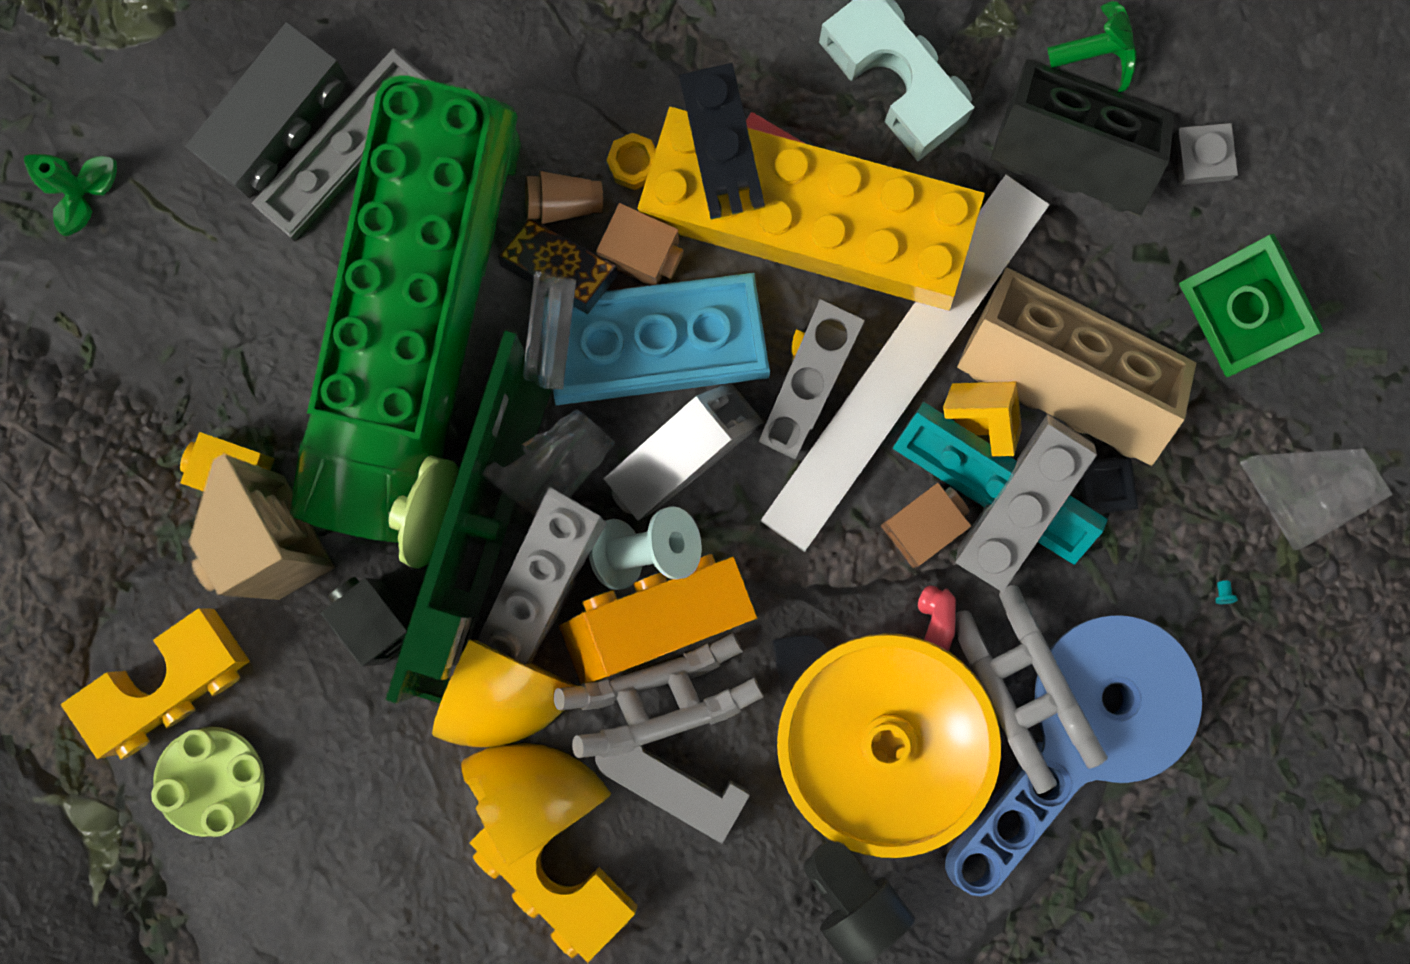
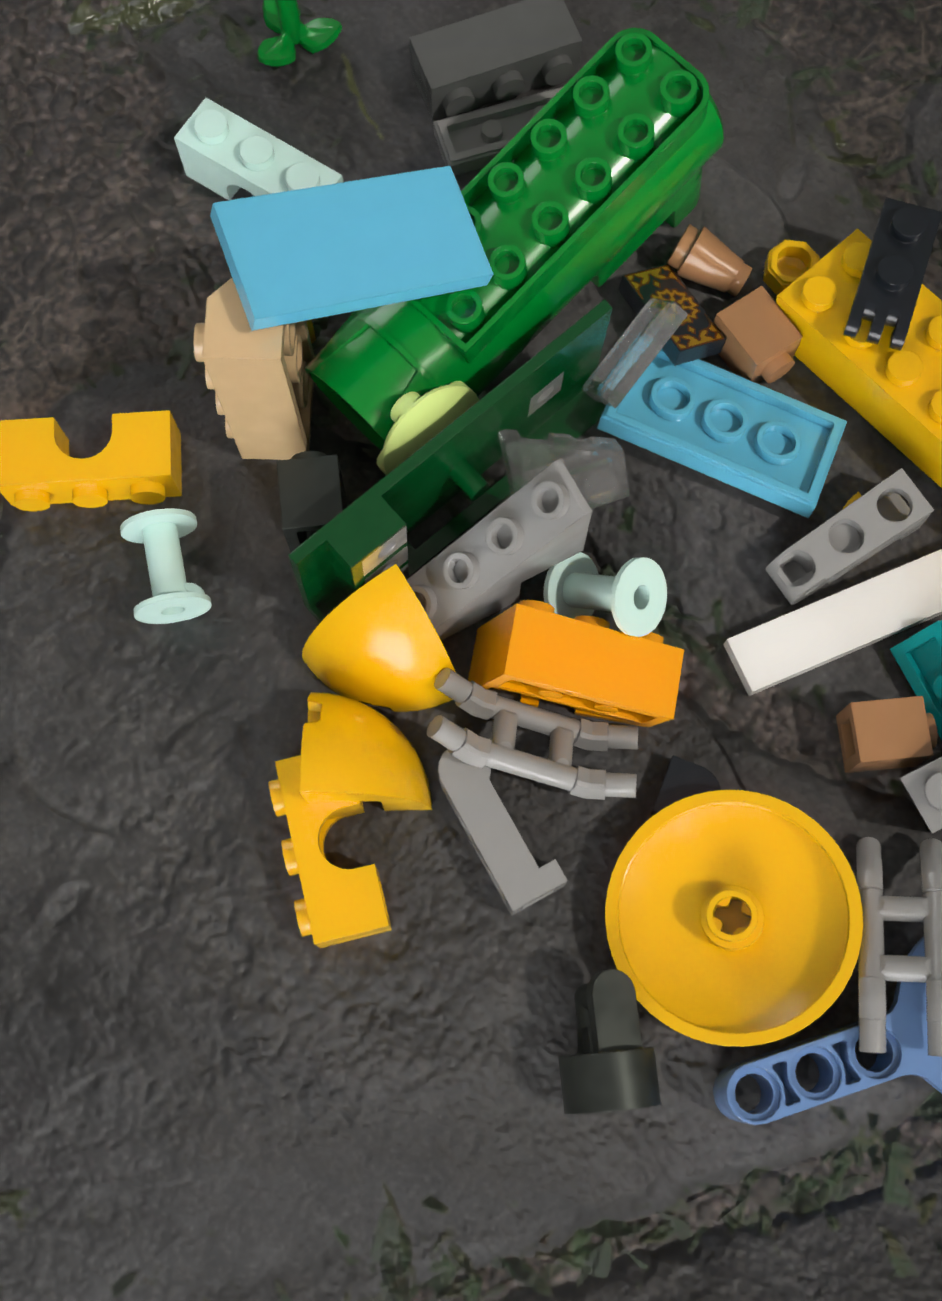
camera: 30 degrees right, 10 degrees down
(135, 342) = (233, 153): none -> light aqua arch
(208, 781) = (76, 573): yellowish green dish -> none
(276, 425) = (349, 246): none -> medium azure tile
(279, 735) = (172, 595): none -> light aqua piece
(682, 450) = (693, 528): light grey slope -> none
(942, 608) = (854, 825): coral arm -> none

